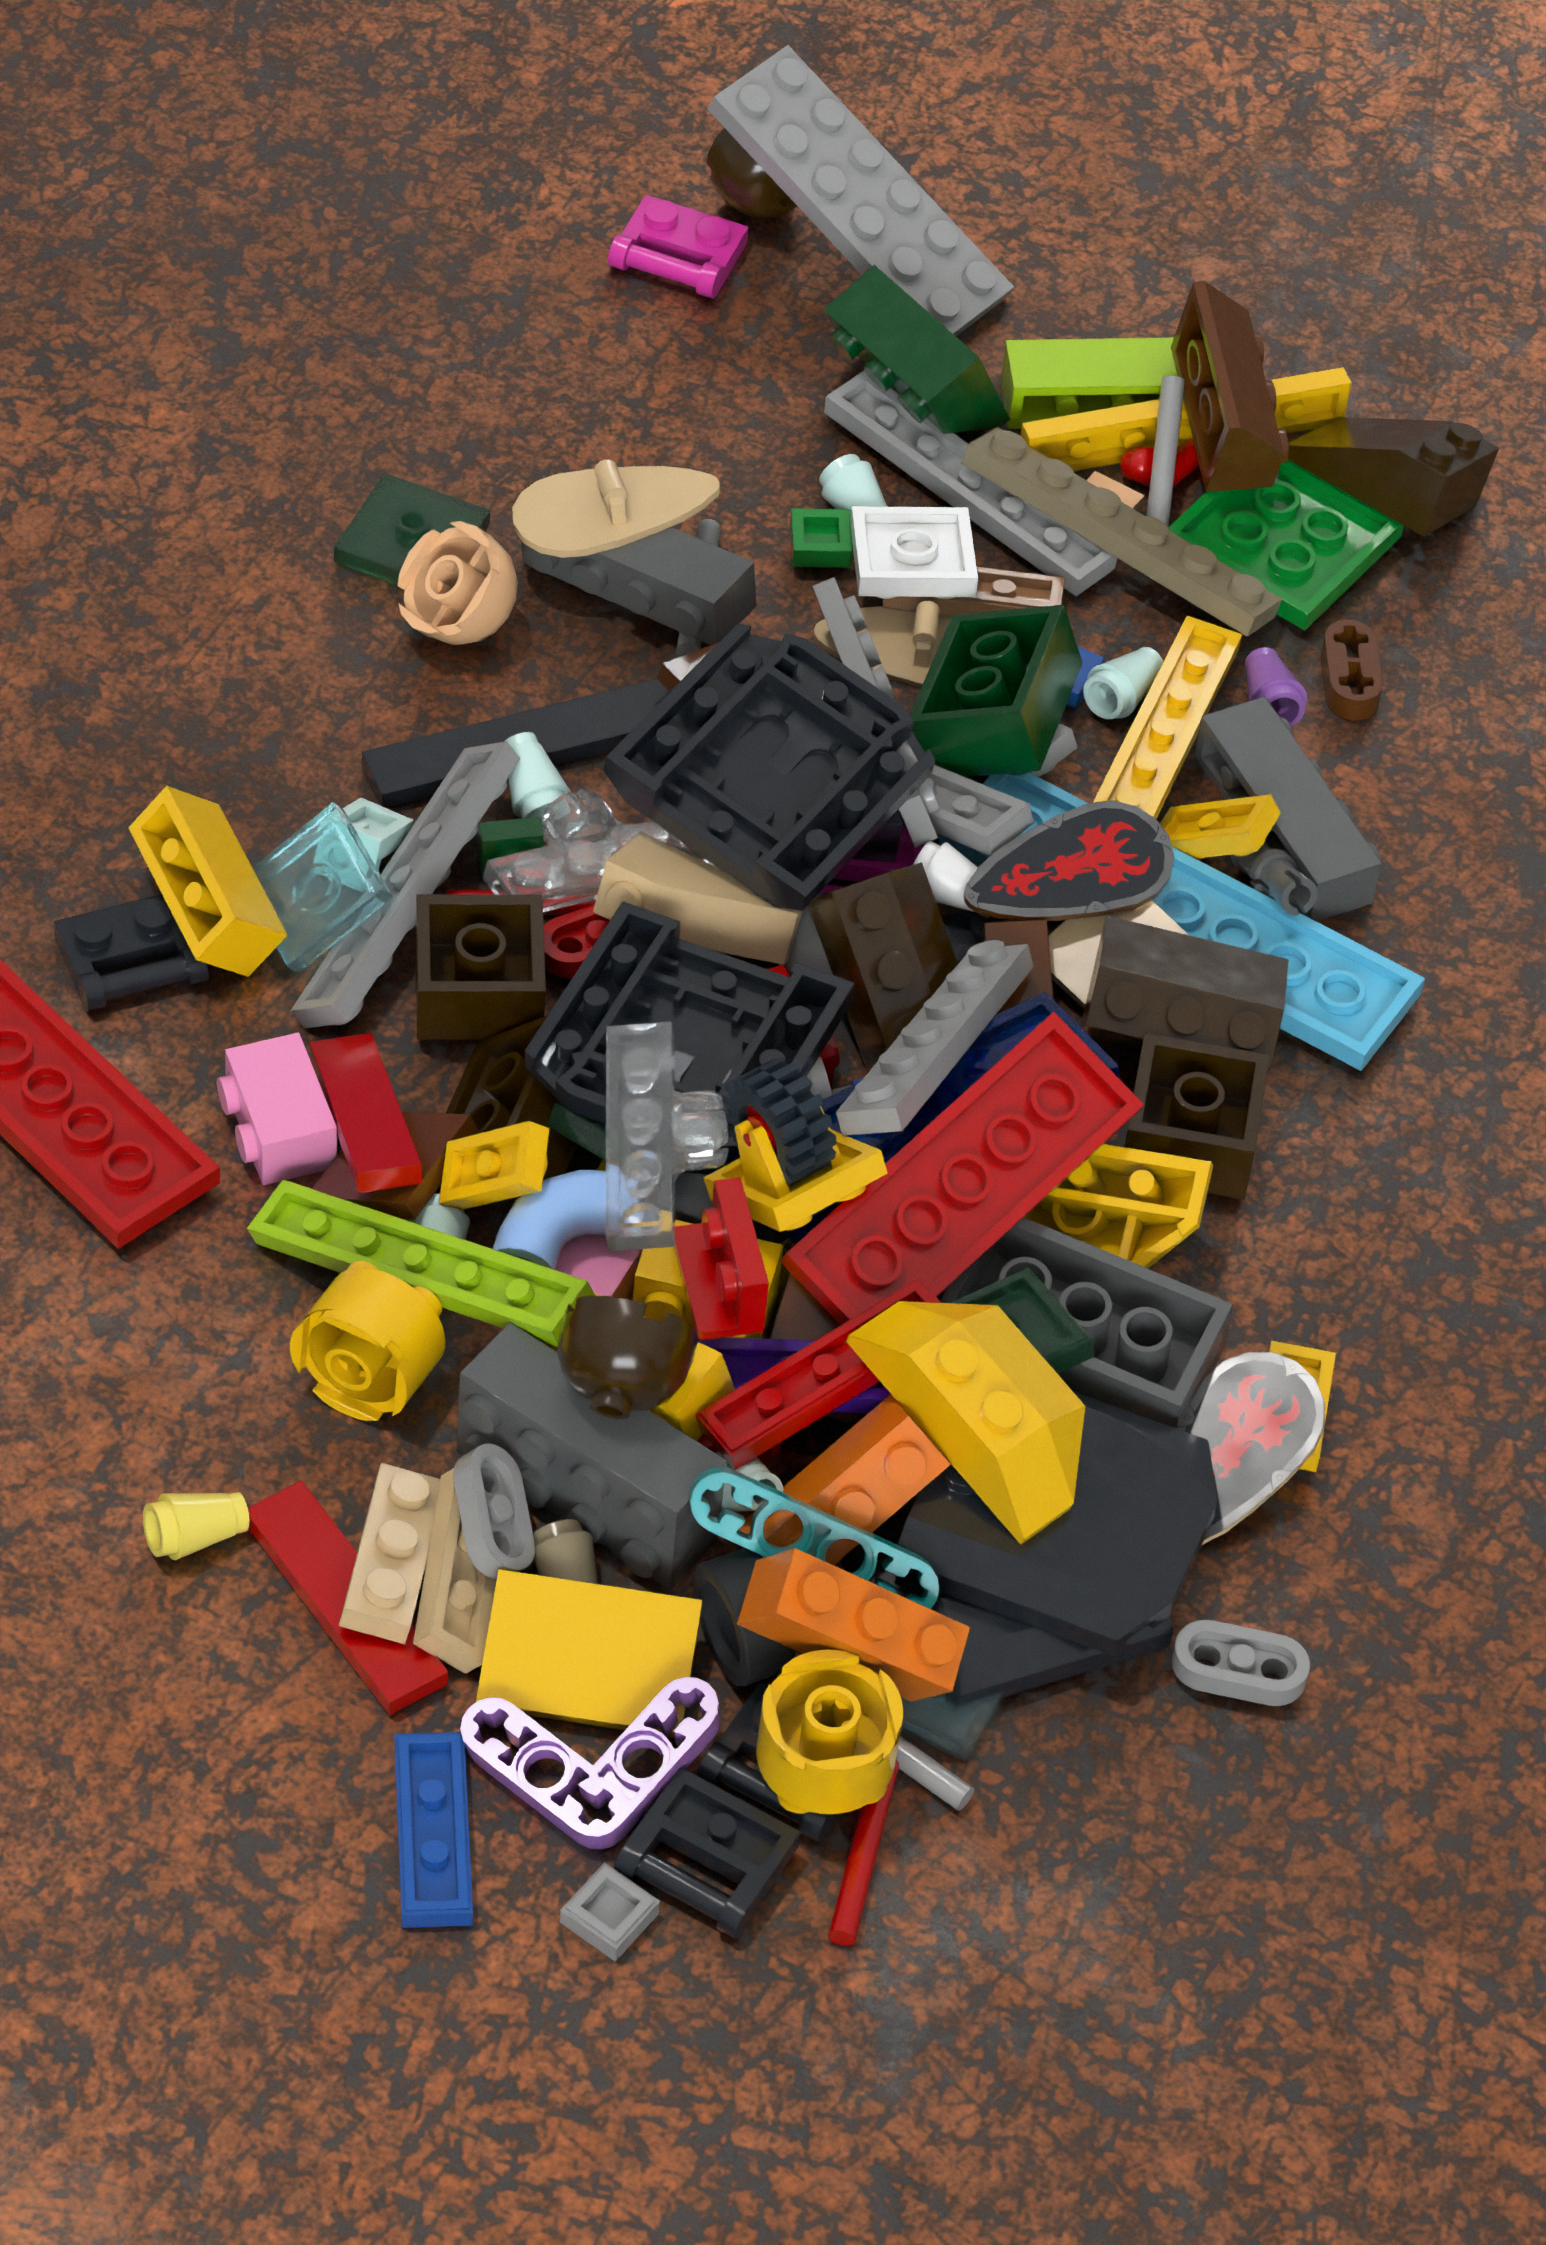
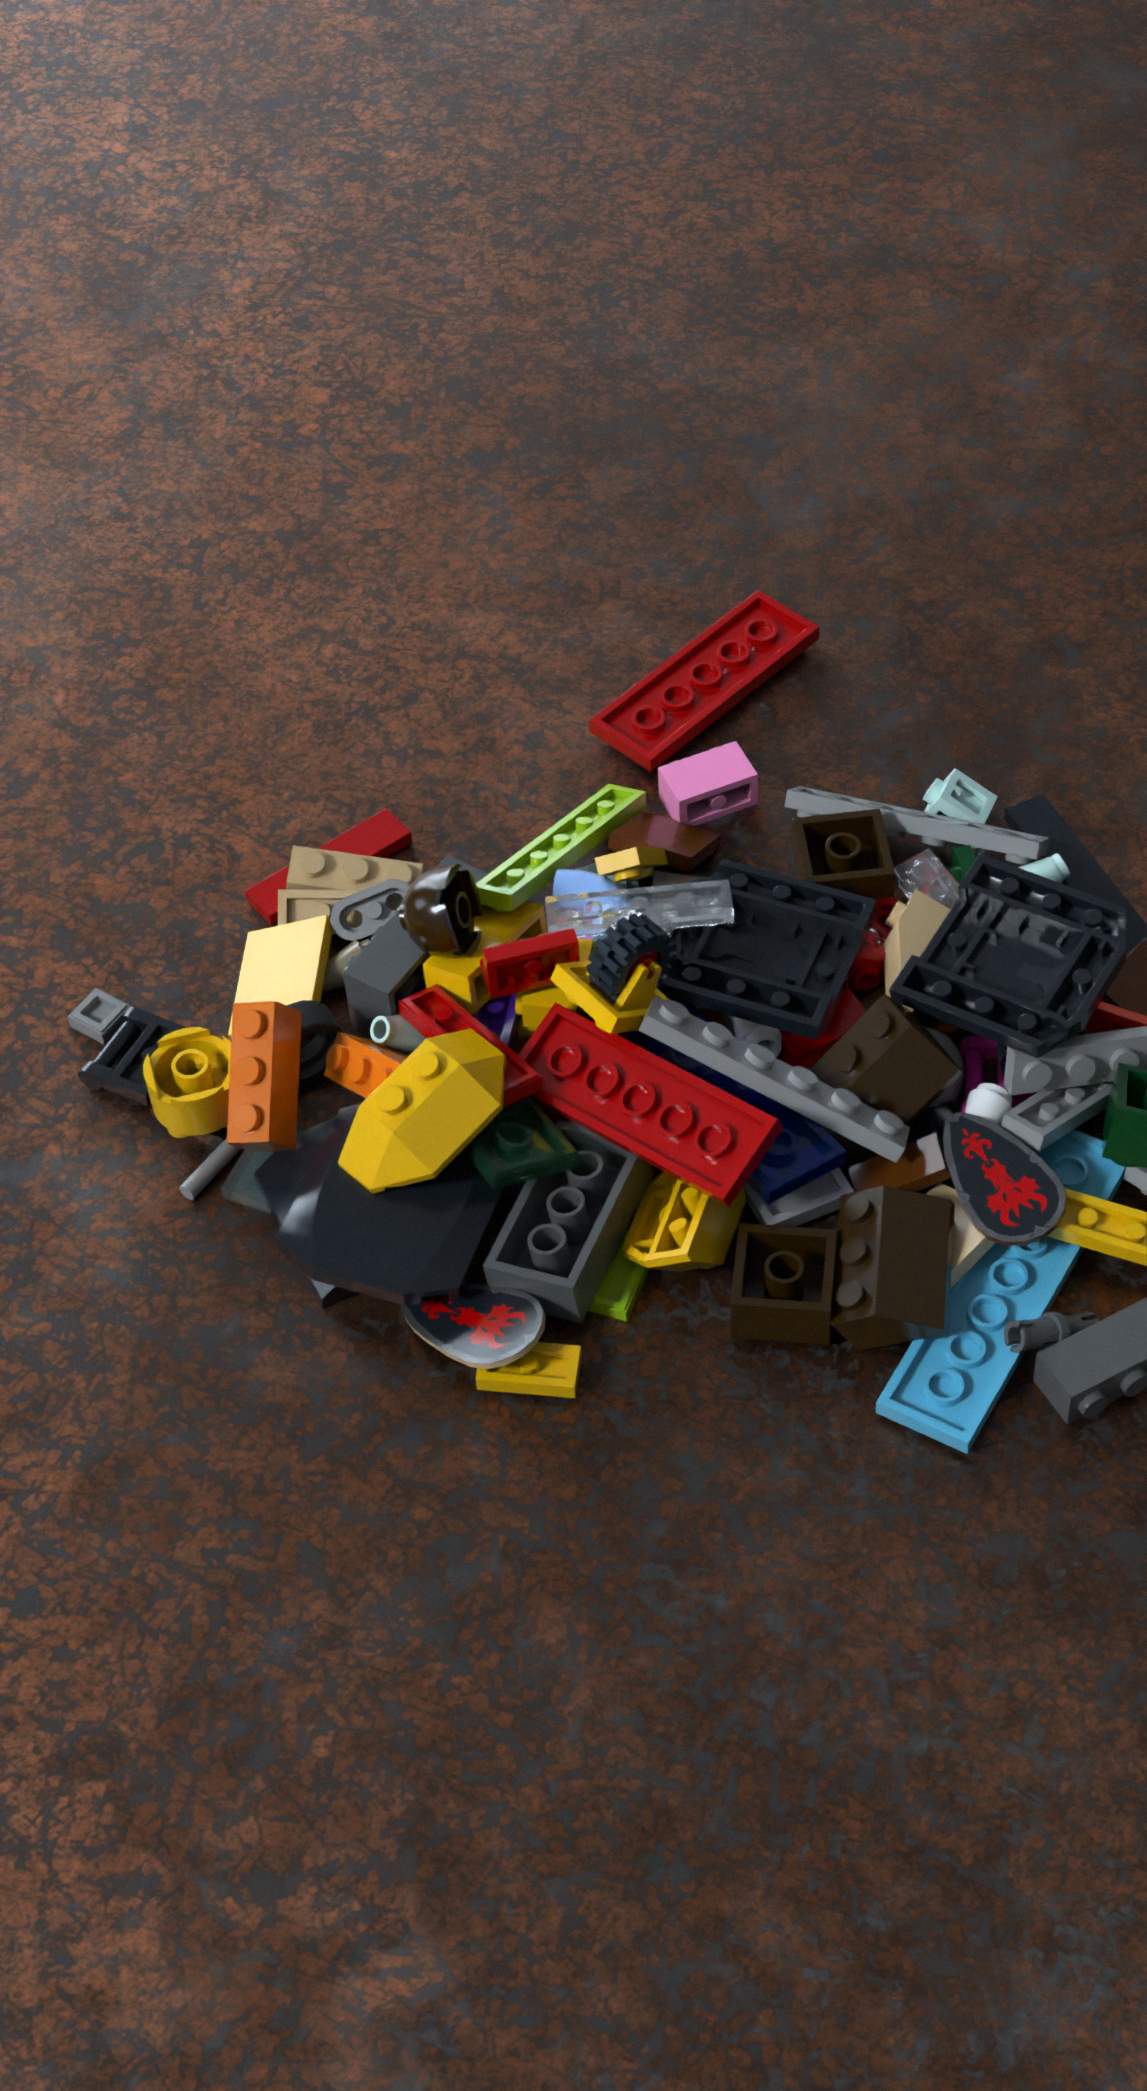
camera: 95 degrees right, 0 degrees up
(125, 951) = (845, 698): black plate -> none
(193, 1521) = (373, 783): light yellow cone -> none
(207, 881) = (890, 723): yellow brick -> none
(320, 886) = (898, 775): clear light blue tile -> none
(366, 1113) = (699, 817): red tile -> none
(369, 1342) = (502, 828): yellow brick -> none
(433, 1830) = (160, 926): blue tile -> none
(606, 1779) = (178, 995): beam -> none
(817, 1534) = (329, 1051): teal beam -> none
(859, 1868) = (145, 1140): red bar -> none
(1221, 826) = (1087, 1289): yellow plate -> none
(1240, 1662) = (296, 1344): light grey plate -> none

